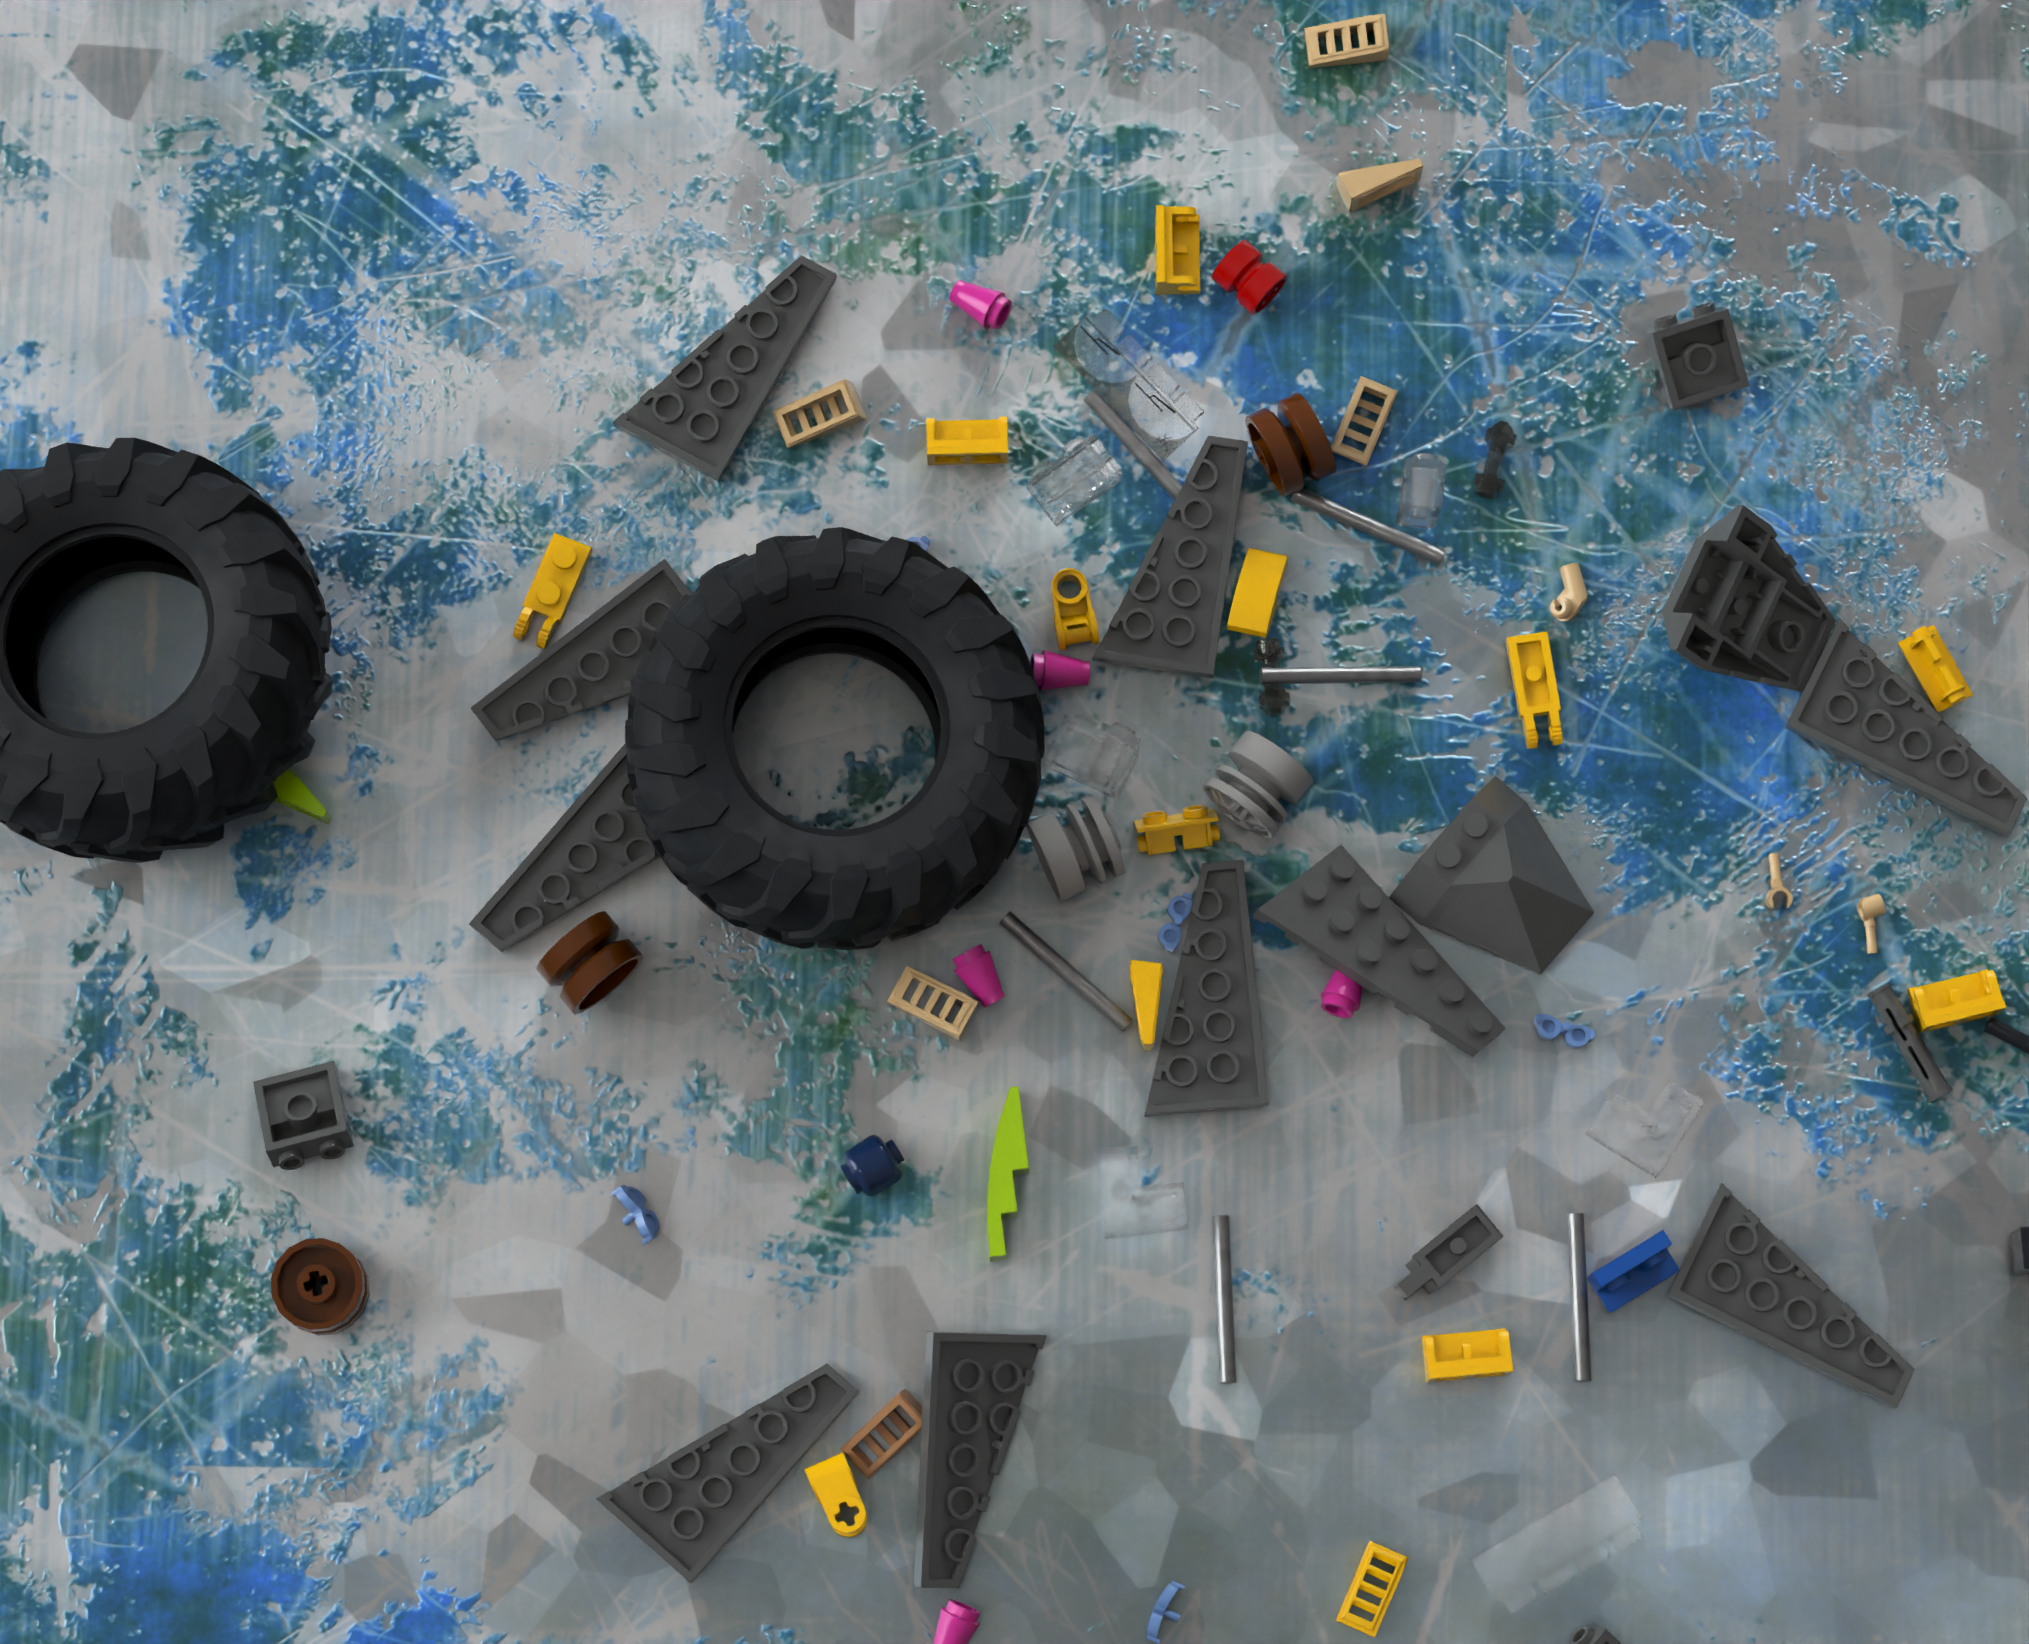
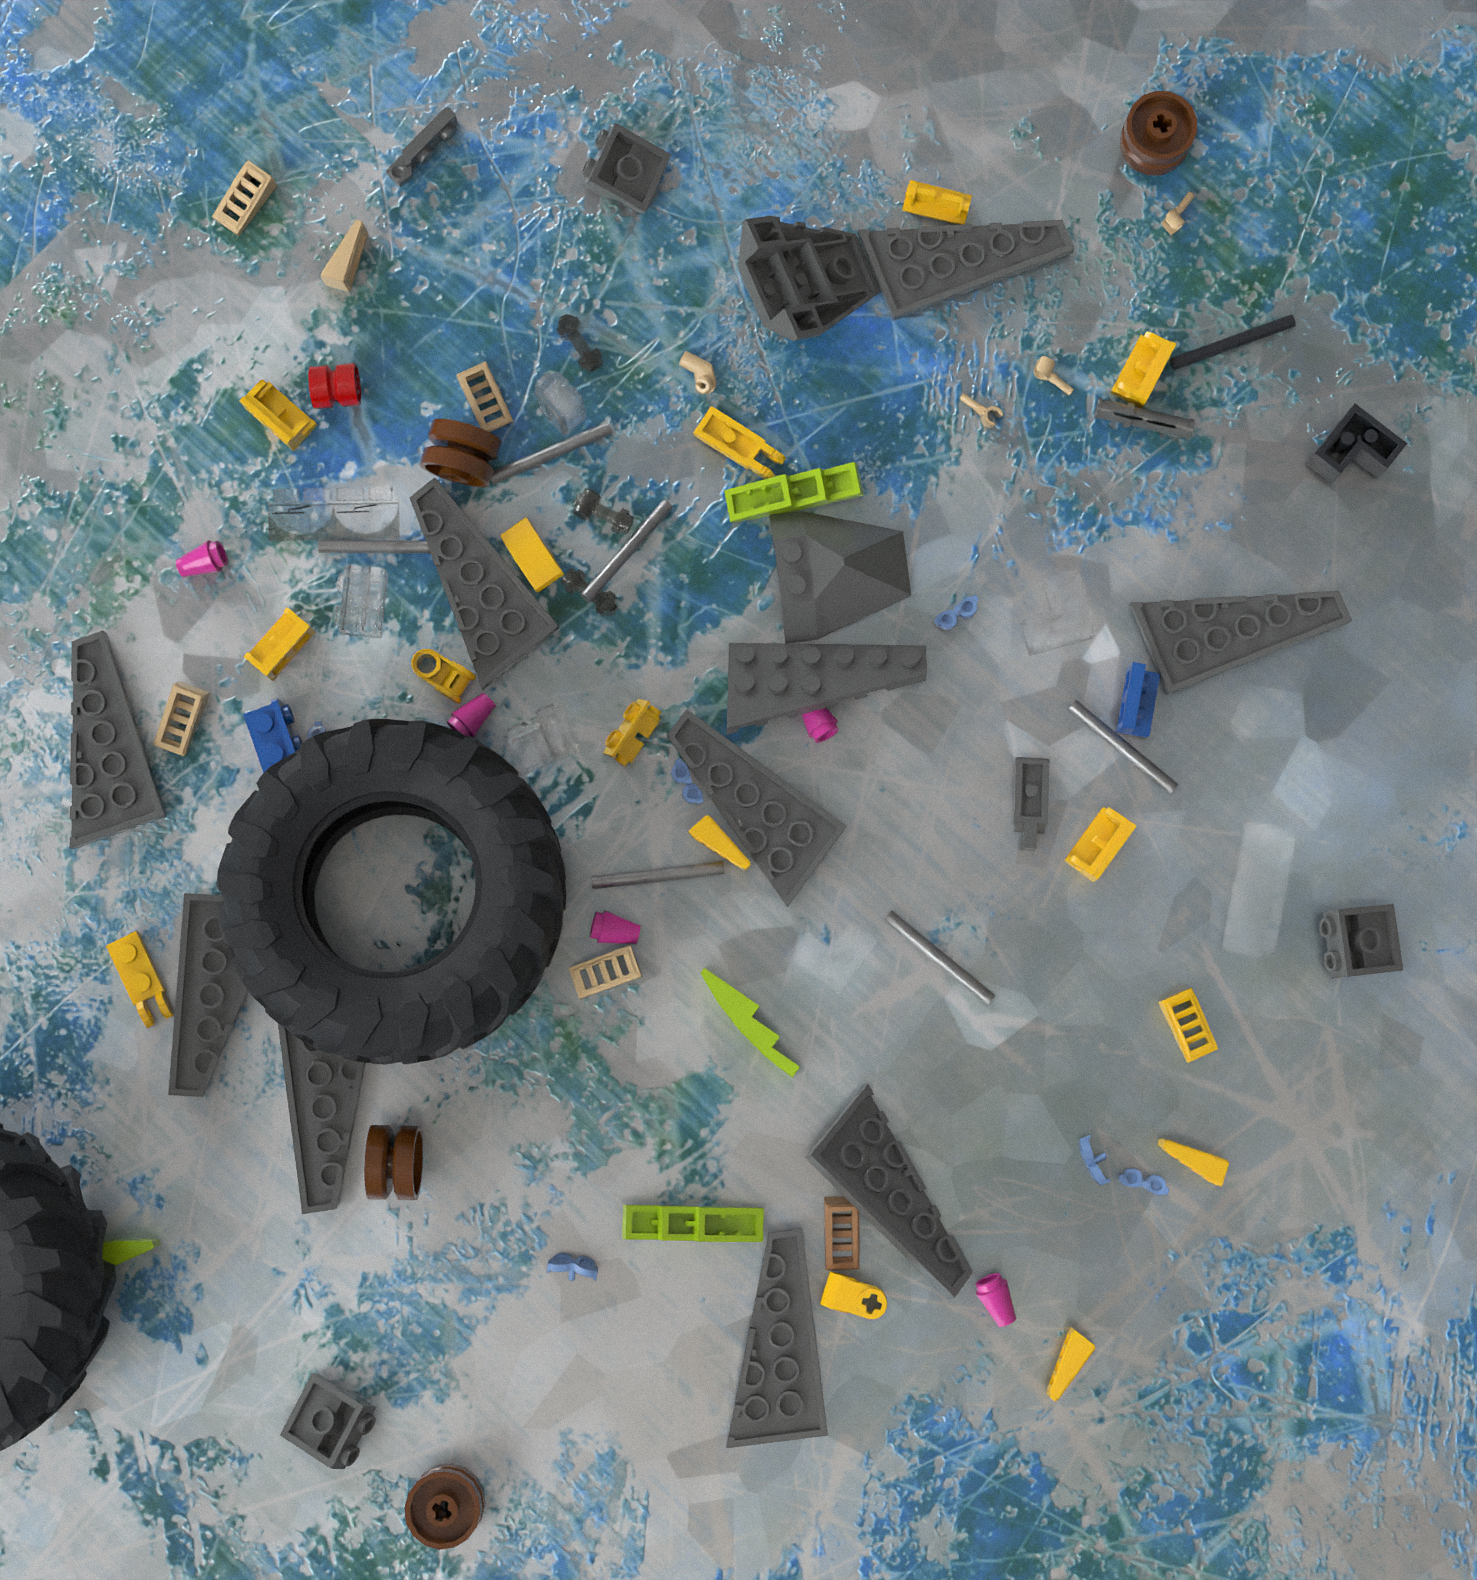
camera: 45 degrees left, 5 degrees up
(774, 1287) = (692, 1223): none -> lime slope
(872, 1165) = (672, 1097): dark blue head -> none
(881, 505) = (272, 732): none -> blue bracket
(1076, 847) = (590, 802): light grey wheel -> none
(1253, 791) = (651, 666): light grey wheel -> none
(1351, 601) = (588, 504): none -> clear smoke bar
(1536, 779) = (793, 492): none -> lime slope
(1543, 156) = (421, 147): none -> dark grey hinge

